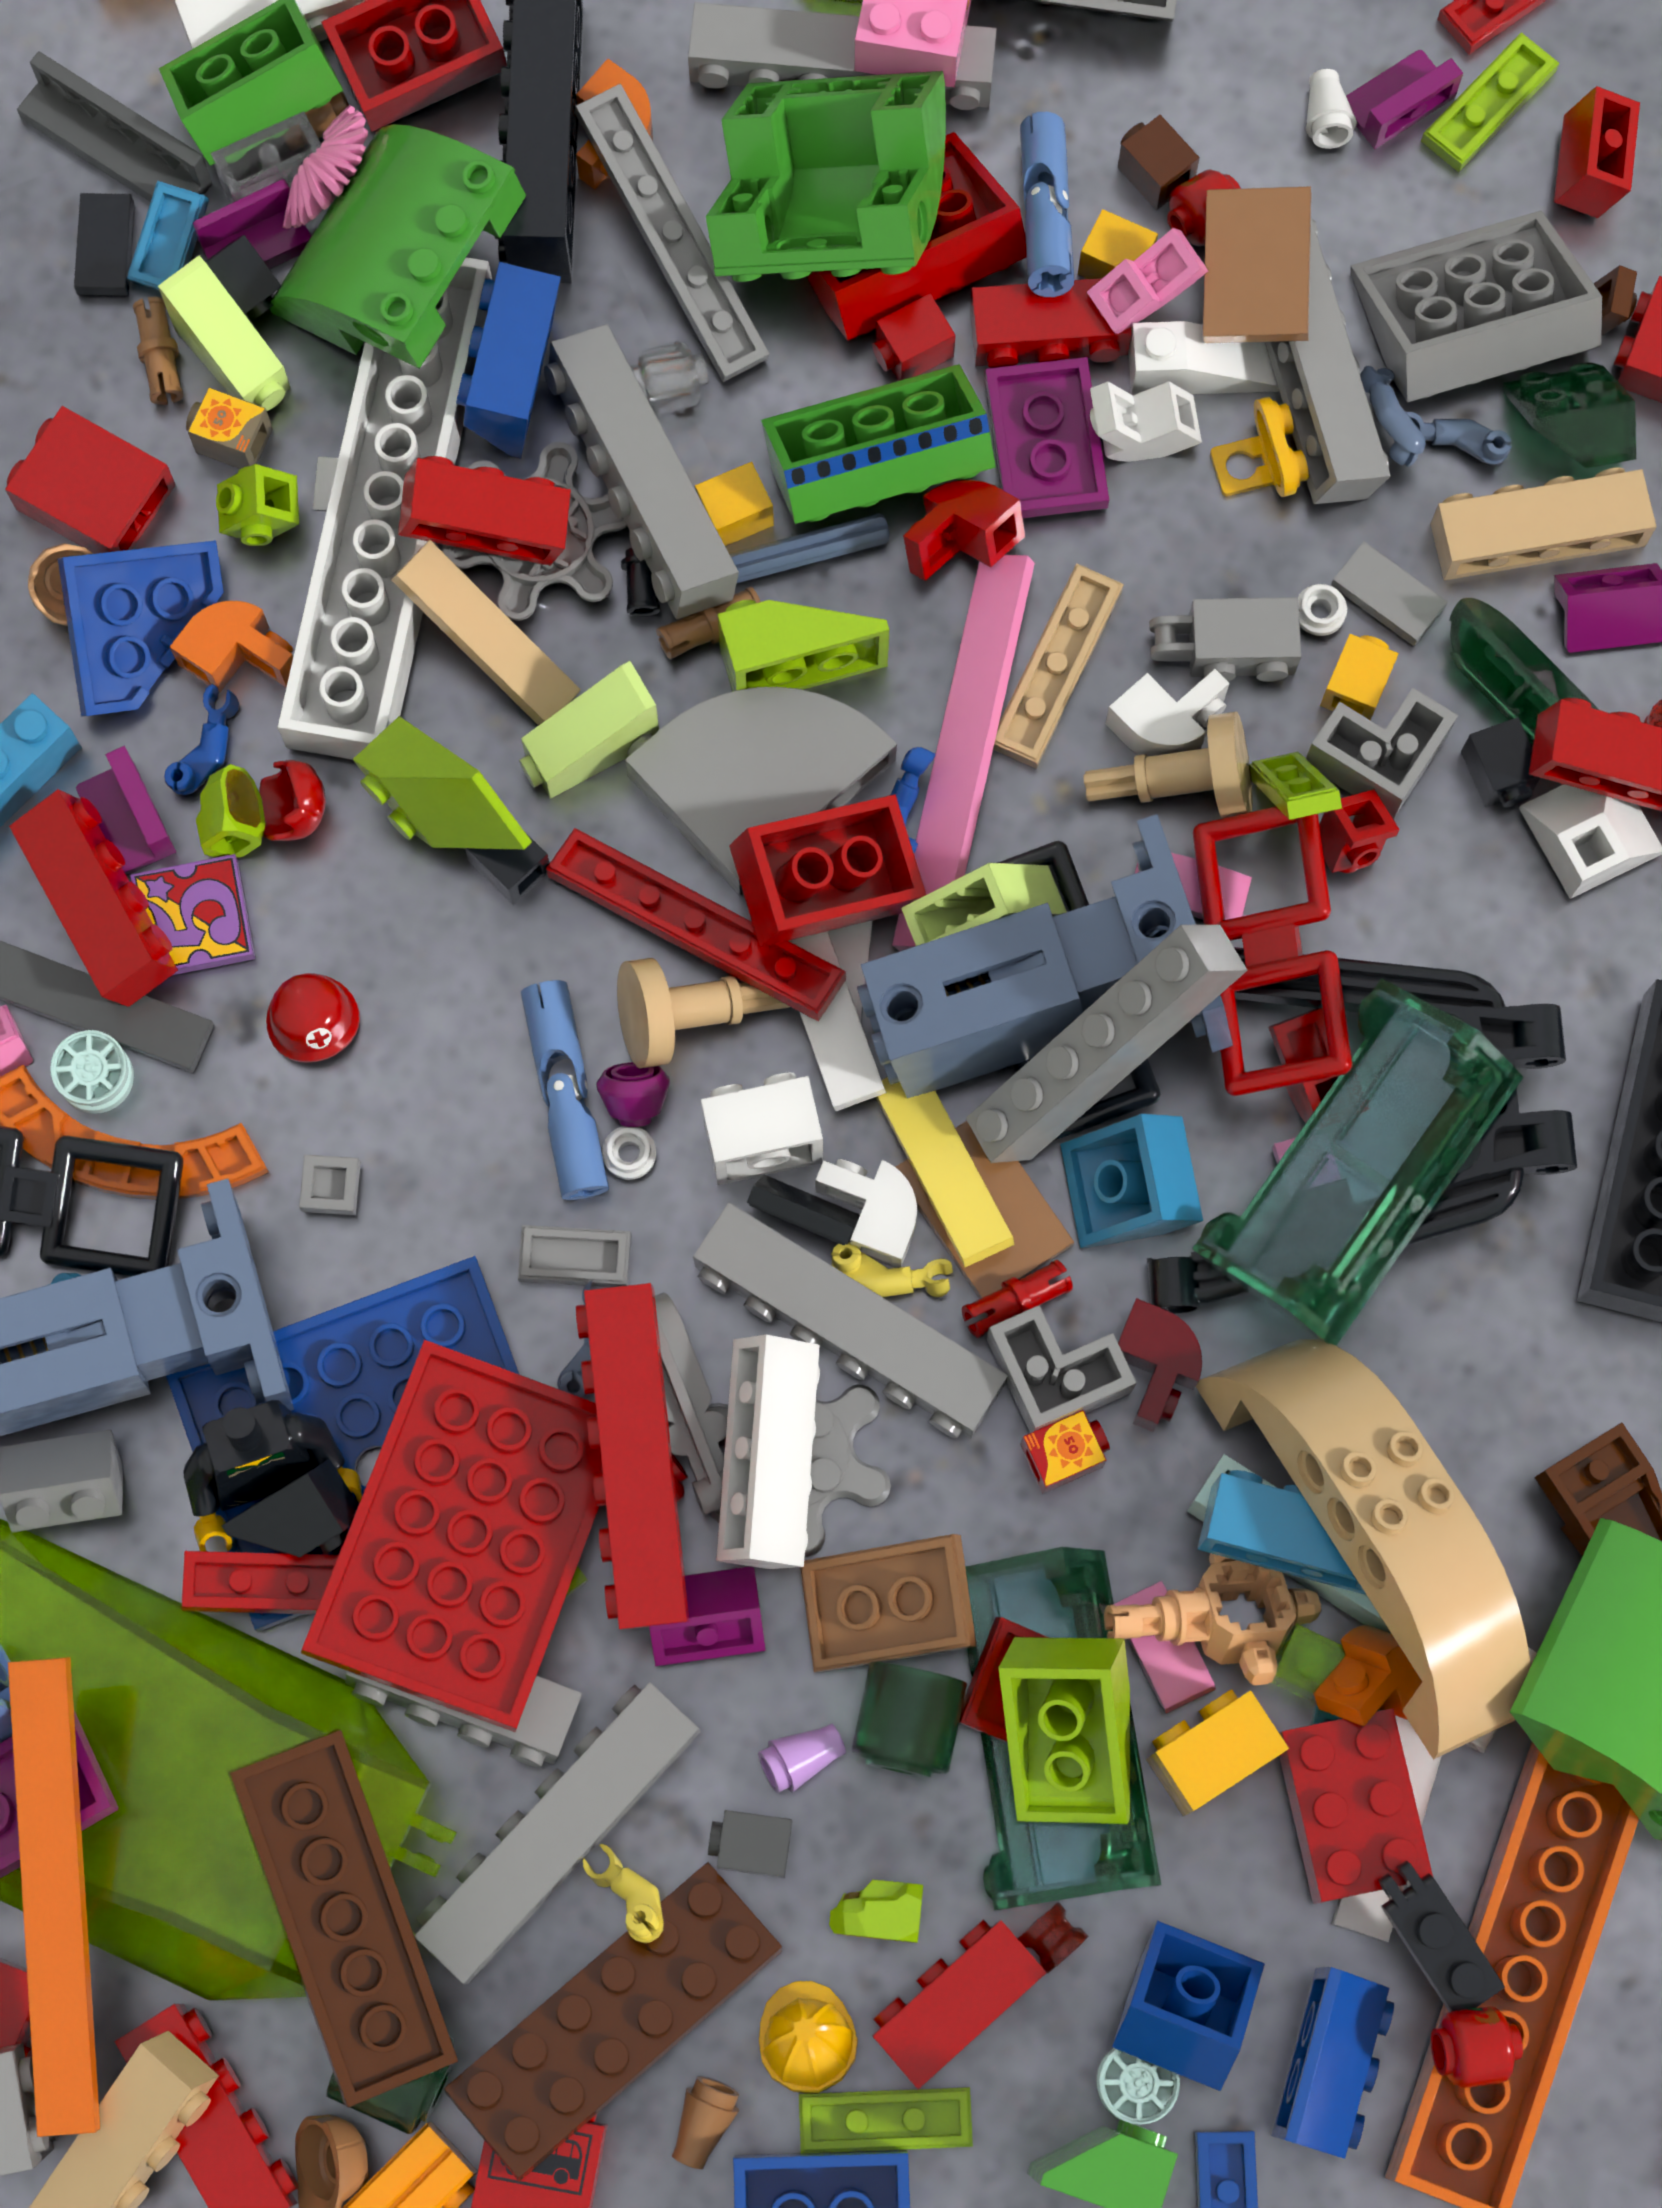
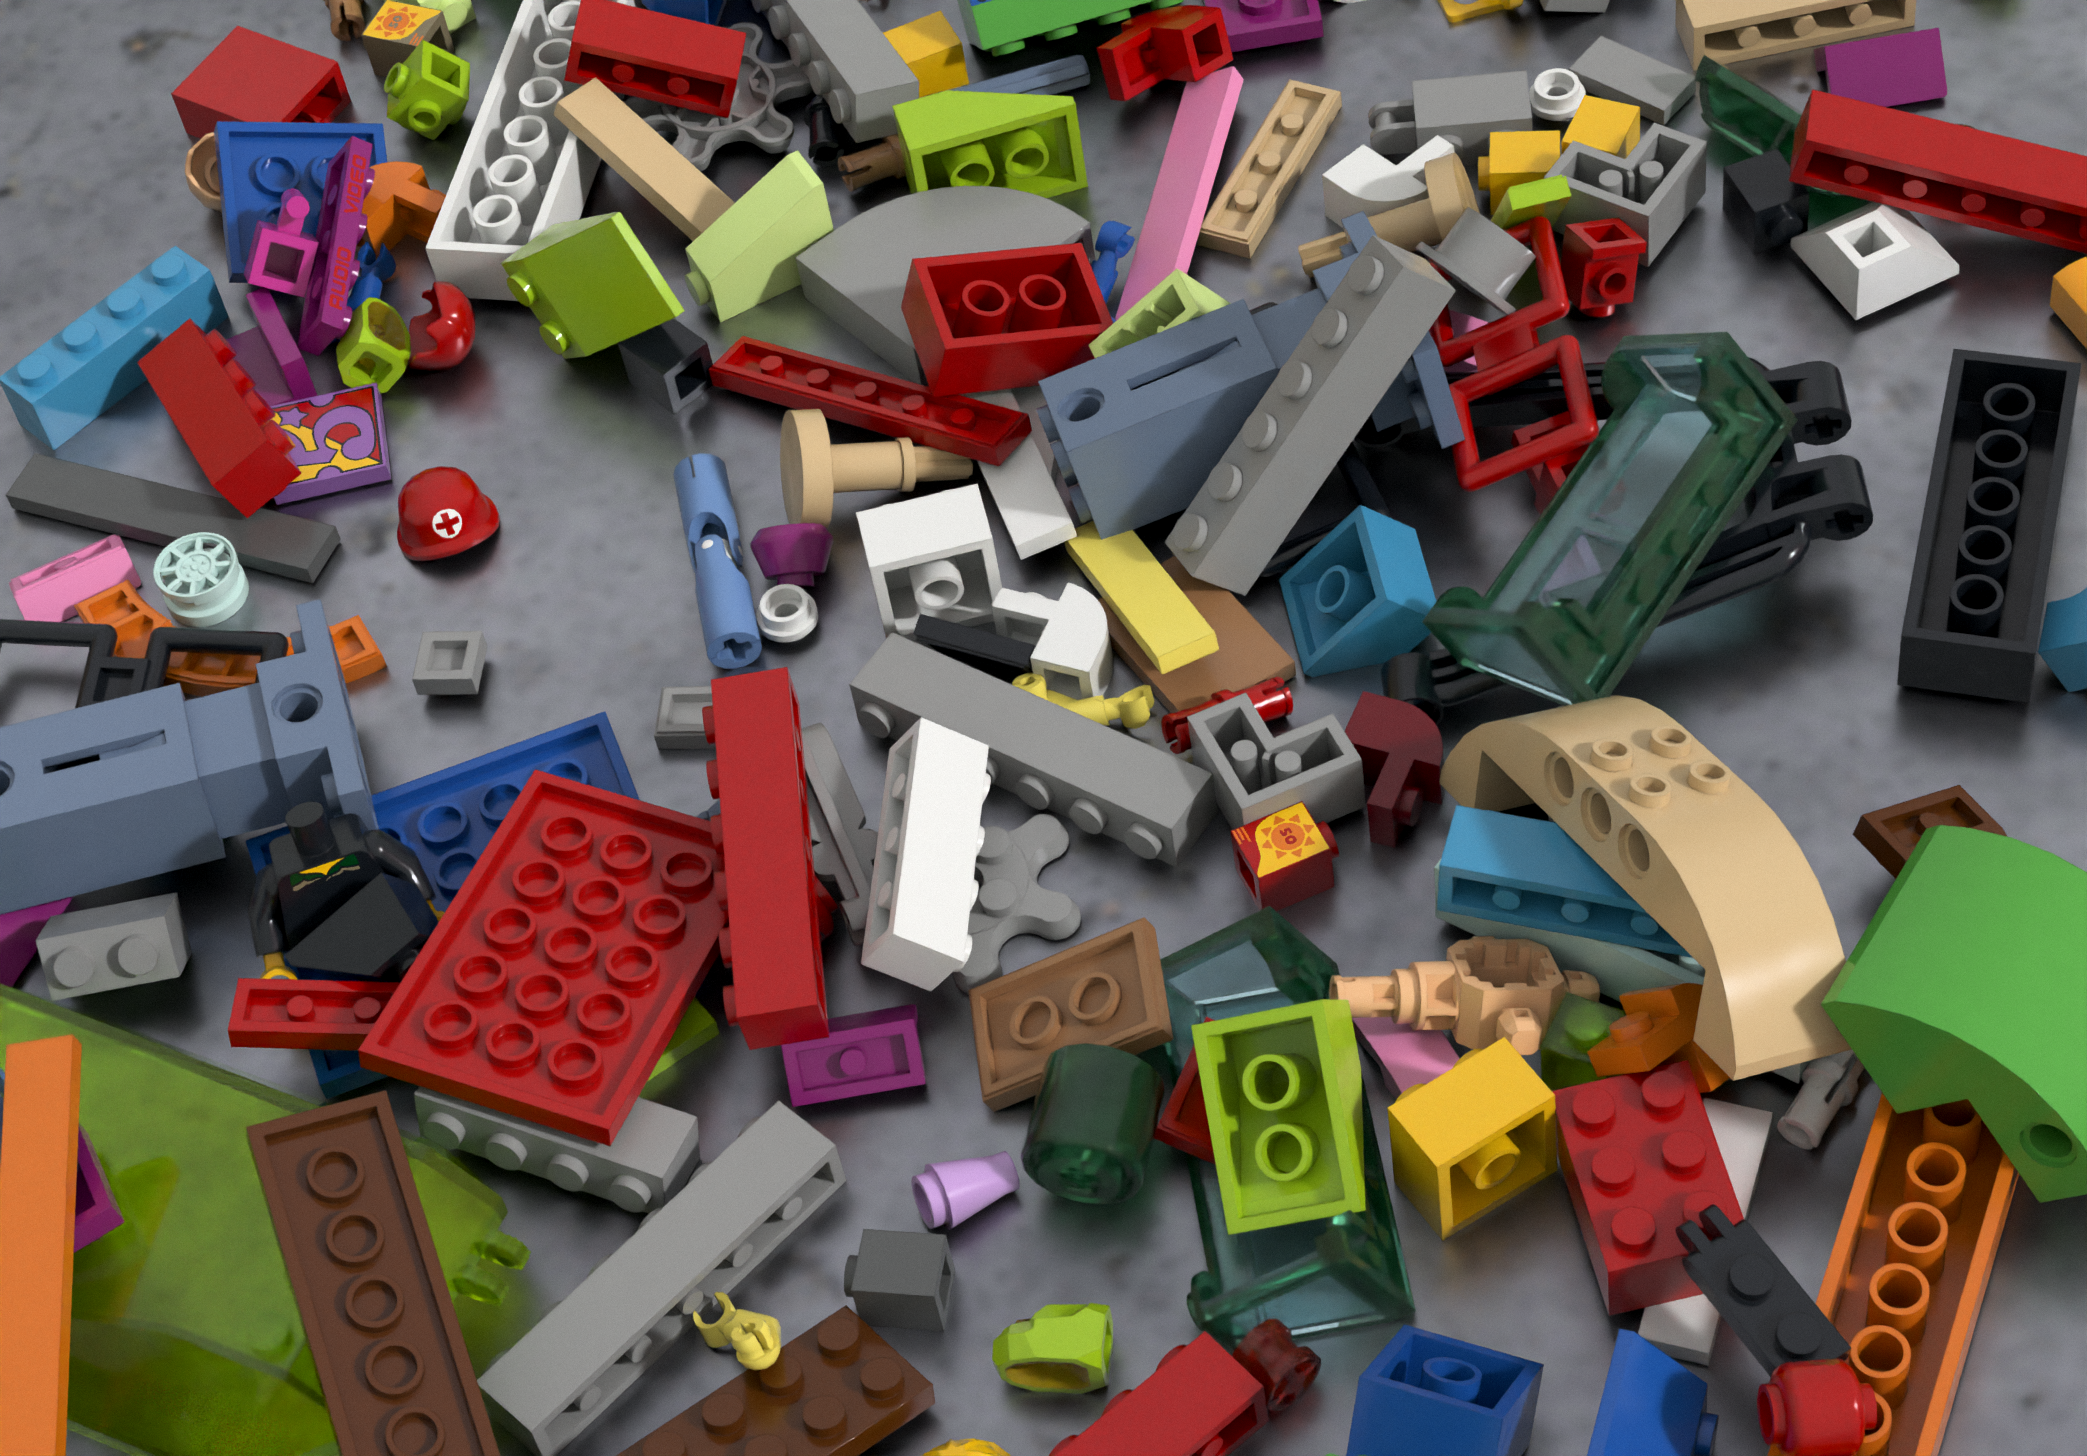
camera: 10 degrees right, 25 degrees down
(137, 709) = (282, 253): none -> dark pink brick
(190, 712) = (338, 233): none -> magenta plate
(1253, 856) = (1481, 258): none -> light grey piece
(1287, 705) = (1516, 160): none -> yellow brick

